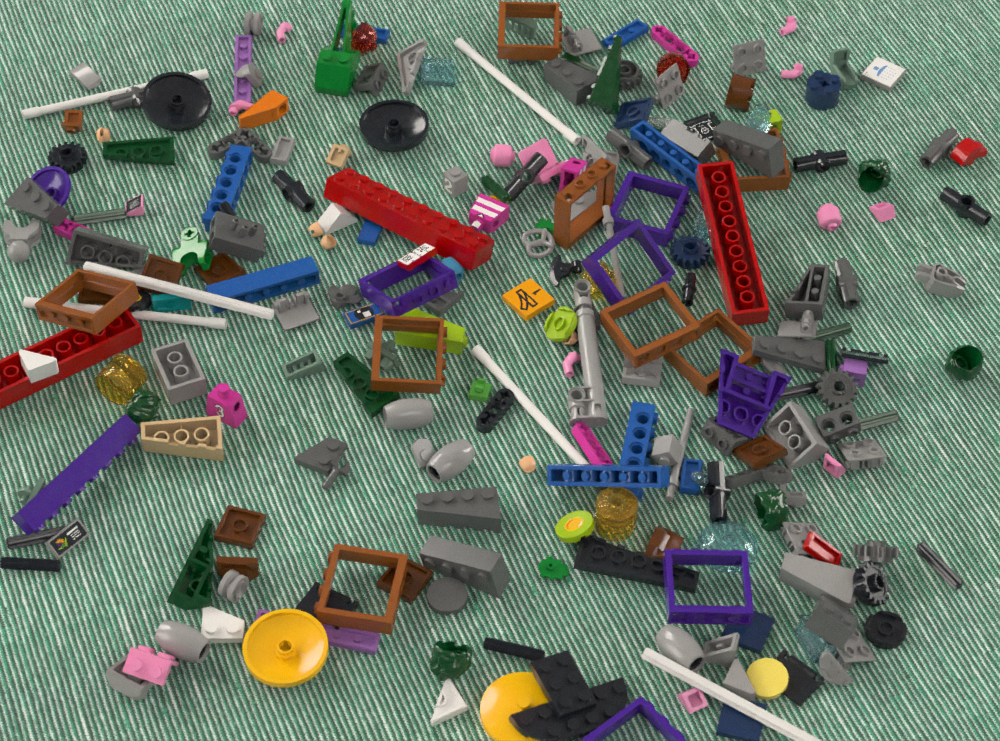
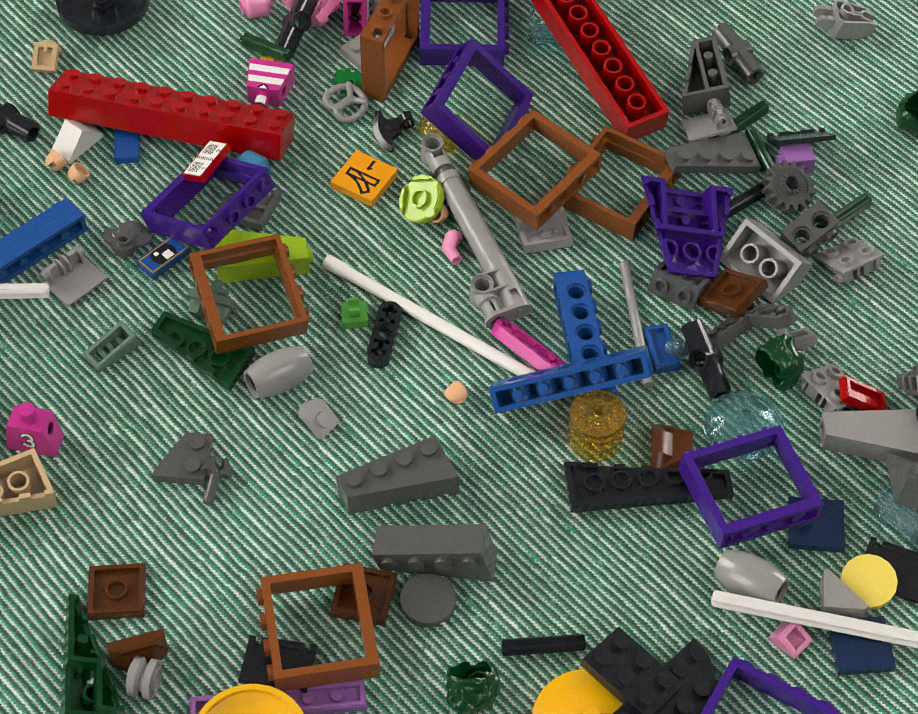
camera: 20 degrees left, 5 degrees up
(450, 460) = (358, 418): light grey piece -> none
(455, 181) = (210, 51): light grey brick -> none
(553, 569) = (545, 521): green piece -> none
(574, 526) = (551, 457): lime tile -> none
(608, 223) = (426, 54): light grey bar -> none
(666, 450) = (621, 324): light grey brick -> none
(689, 252) = (536, 64): dark blue gear -> none
(689, 289) = (556, 110): black axle -> none
(722, 650) = (801, 561): light grey slope -> none
(772, 366) = (697, 180): light grey piece -> none
(833, 466) = (824, 285): bright pink slope -> none

